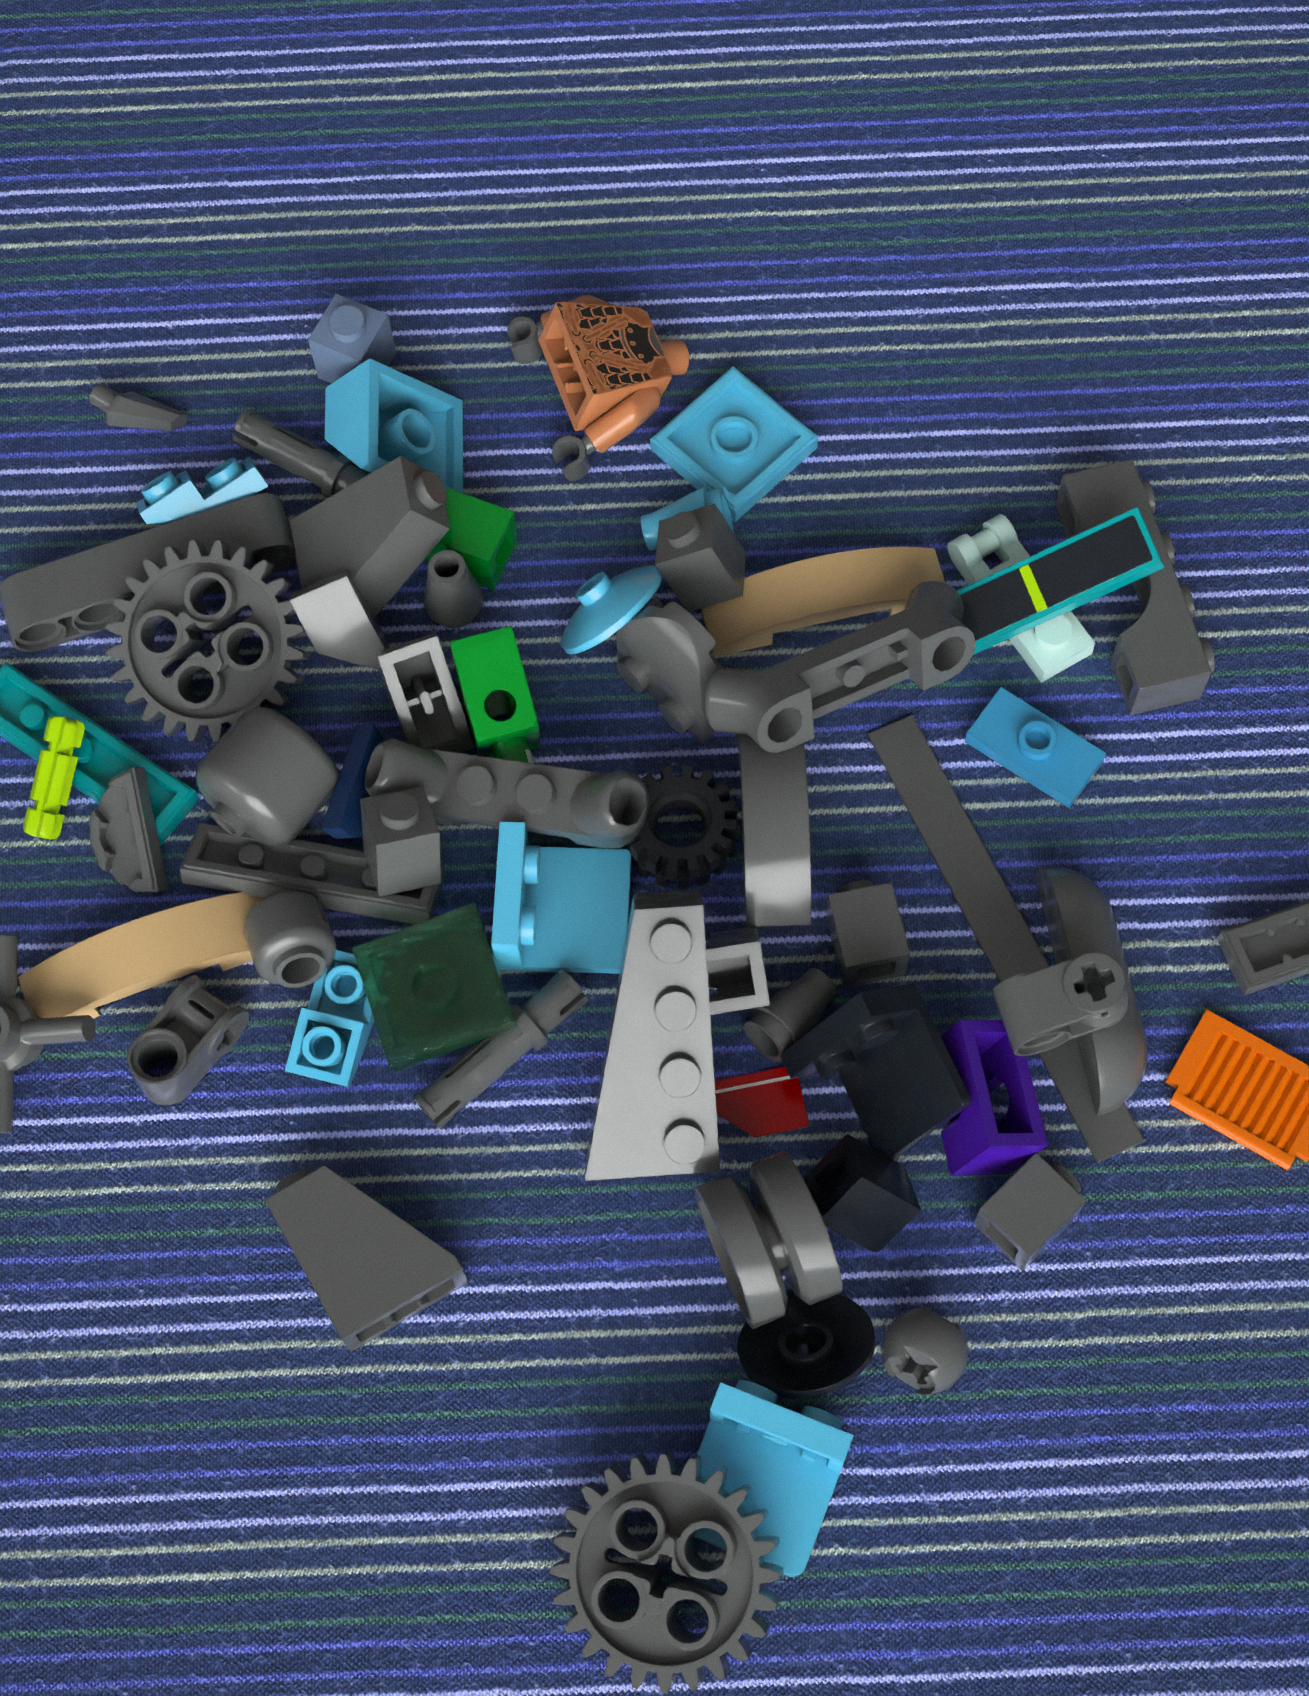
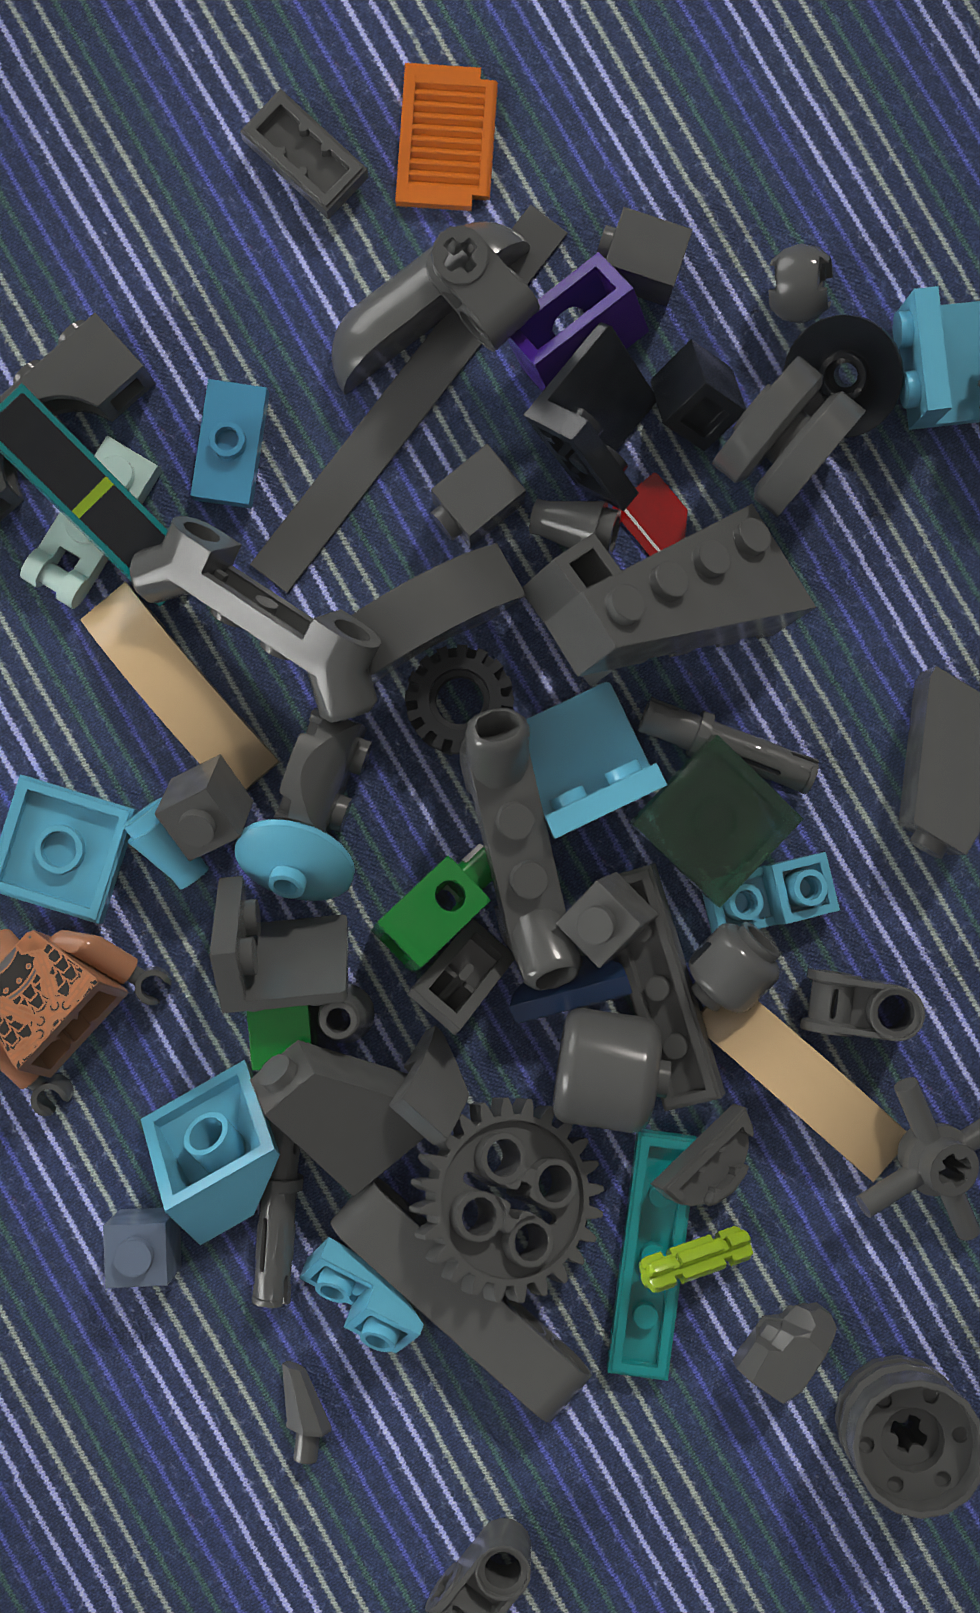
camera: 120 degrees left, 20 degrees up
(533, 548) = (274, 961): none -> dark grey bracket

